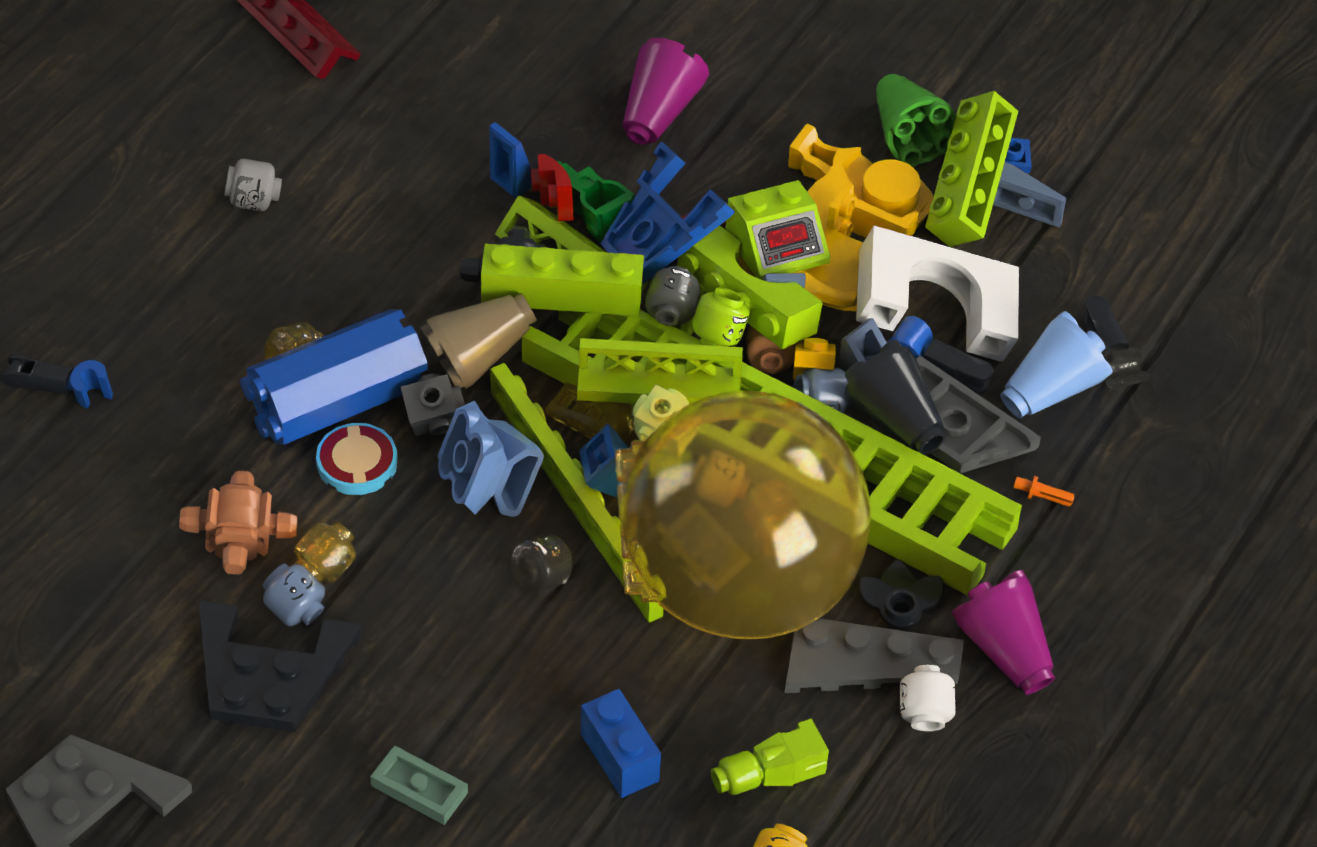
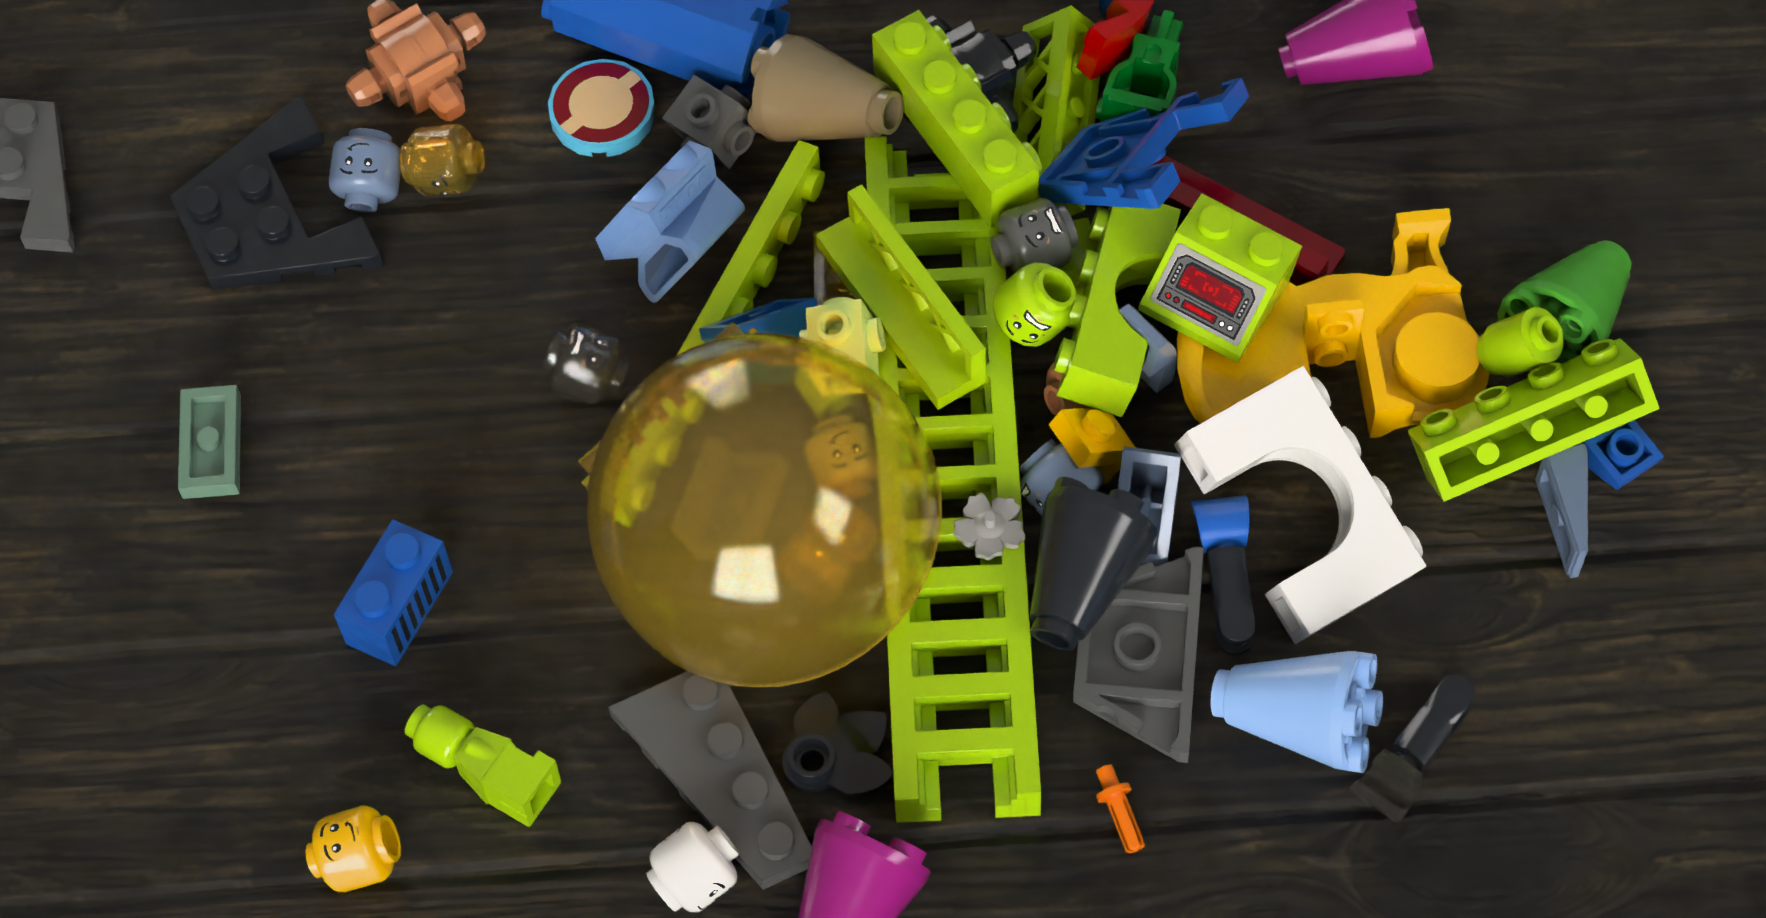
camera: 60 degrees right, 10 degrees up
(846, 426) = (990, 526): none -> light grey plant
(925, 141) = (1520, 343): none -> lime brick

